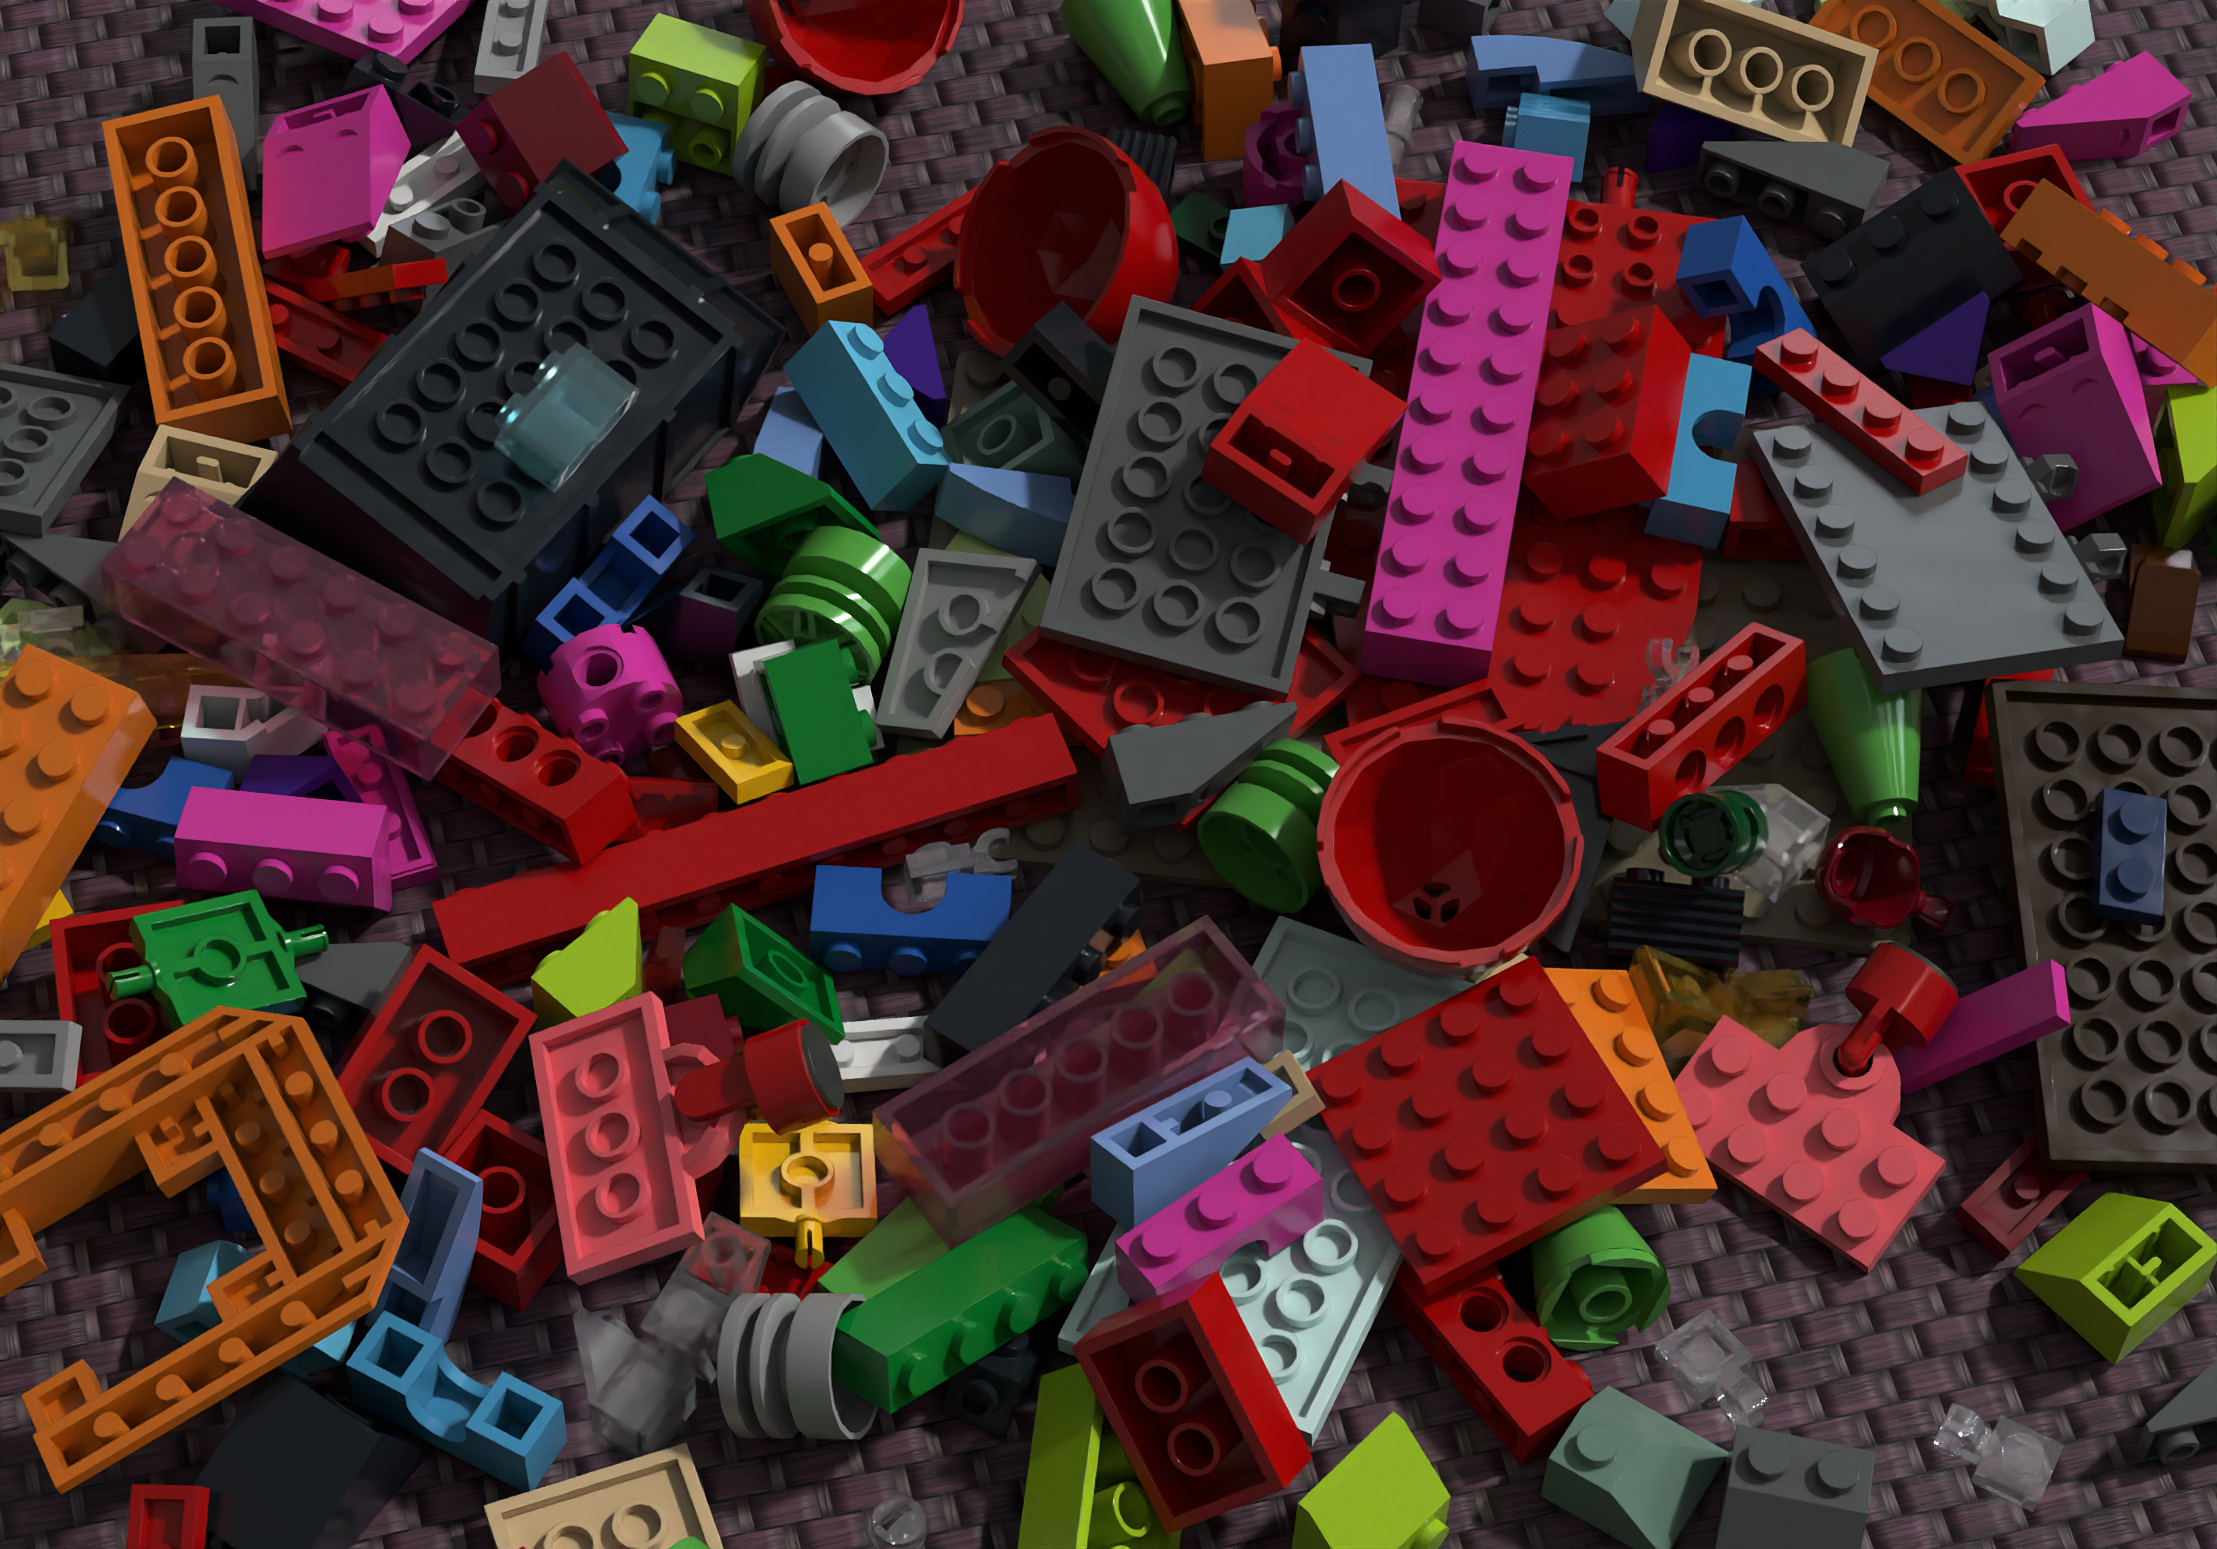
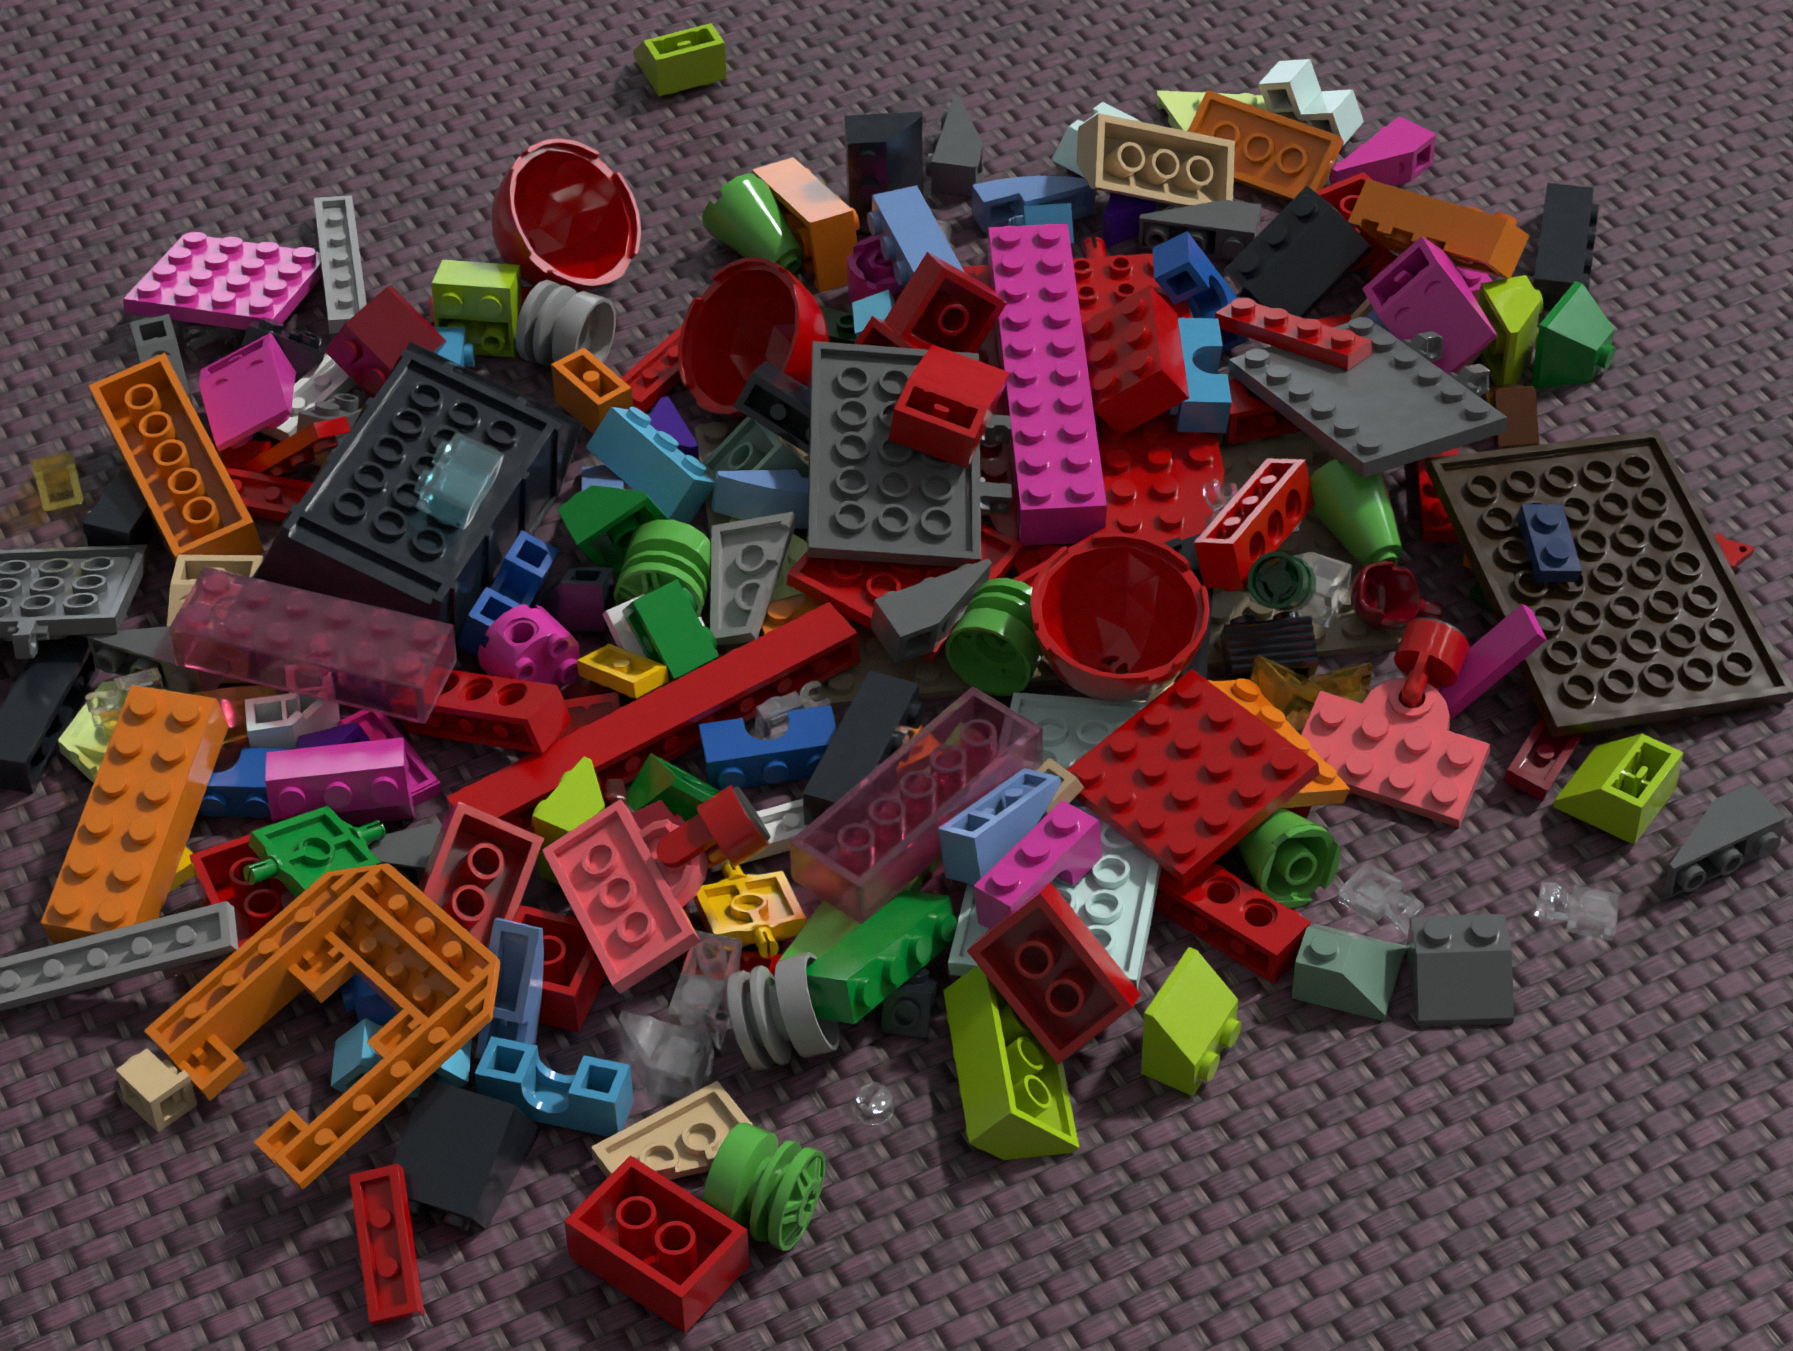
camera: 10 degrees left, 10 degrees down
(1947, 347) = (1333, 296): dark purple slope -> none

